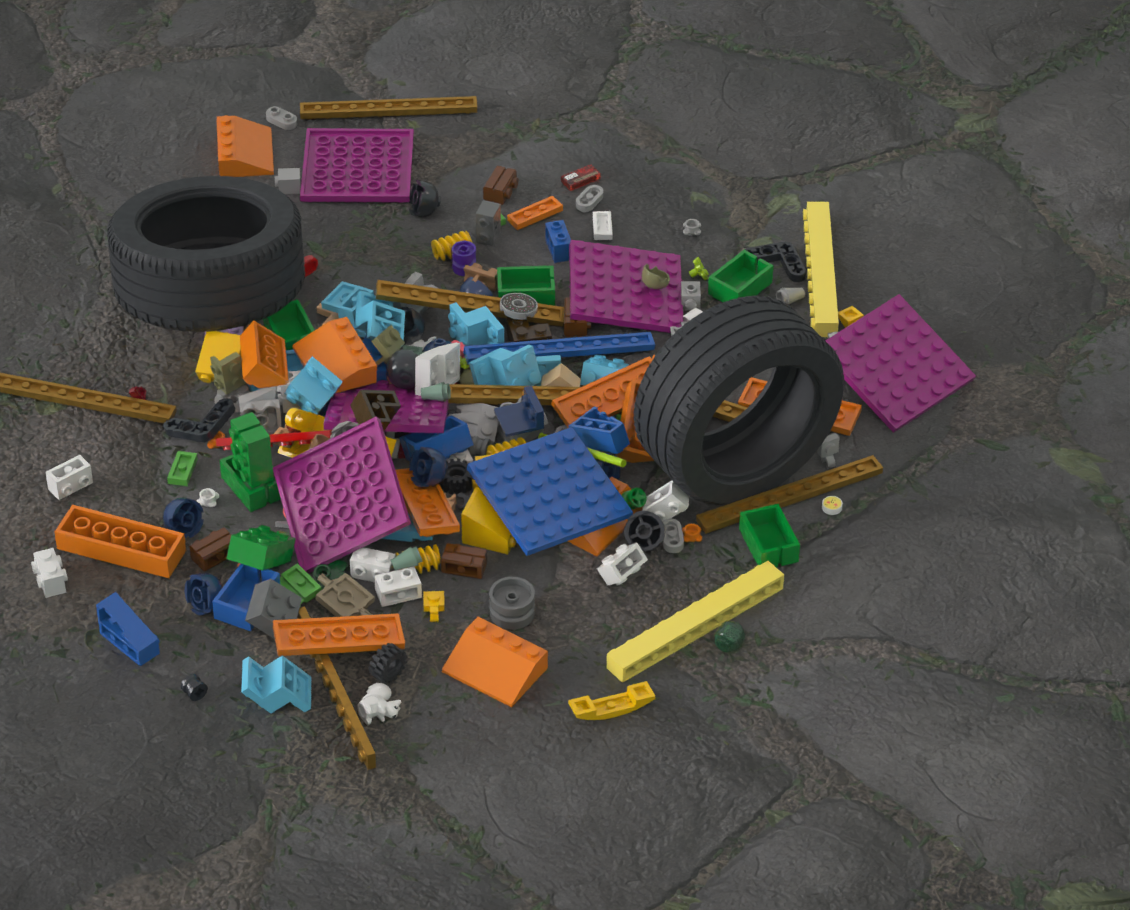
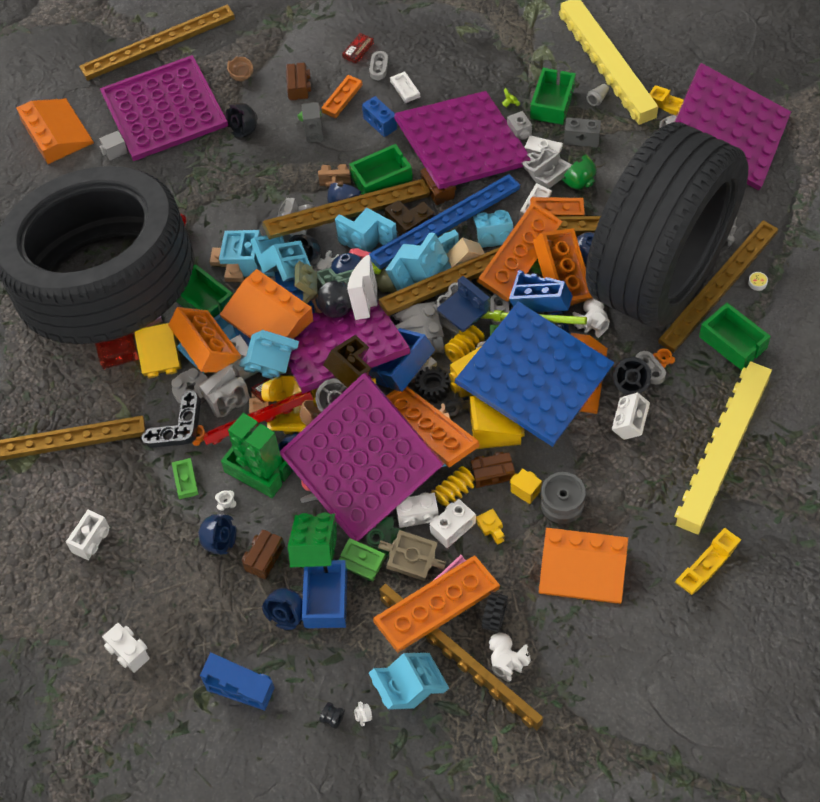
camera: 20 degrees left, 15 degrees up
(120, 541) = (174, 584): orange brick -> none
(138, 392) = (100, 415): dark red tile -> none
(183, 346) = (117, 351): none -> clear red brick
(221, 696) = (363, 713): none -> white plate
(227, 373) = (178, 366): olive bracket -> none
(269, 603) = (361, 600): dark grey brick -> none
(281, 118) = (70, 86): light grey plate -> none
(407, 559) = (451, 495): sand green cone -> none
(428, 467) = (412, 392): dark blue cylinder -> none
(436, 392) = (377, 312): sand green cone -> none
(444, 246) = (292, 155): yellow piece -> none
(451, 155) = (240, 68): none -> medium nougat hair
(463, 254) = (310, 163): dark purple wheel -> none
(482, 582) = (526, 485): none -> yellow brick
(518, 305) = (400, 193): tile -> none
(637, 495) = (603, 345): green wheel -> none
(647, 479) = (596, 317): none -> white animal
(654, 278) = (487, 122): olive hair -> none
(667, 501) = (631, 339): white brick -> none
(692, 227) = (478, 60): light grey plate -> none
(729, 636) = (761, 449): clear green head -> none
(779, 254) = (562, 56): black beam -> none

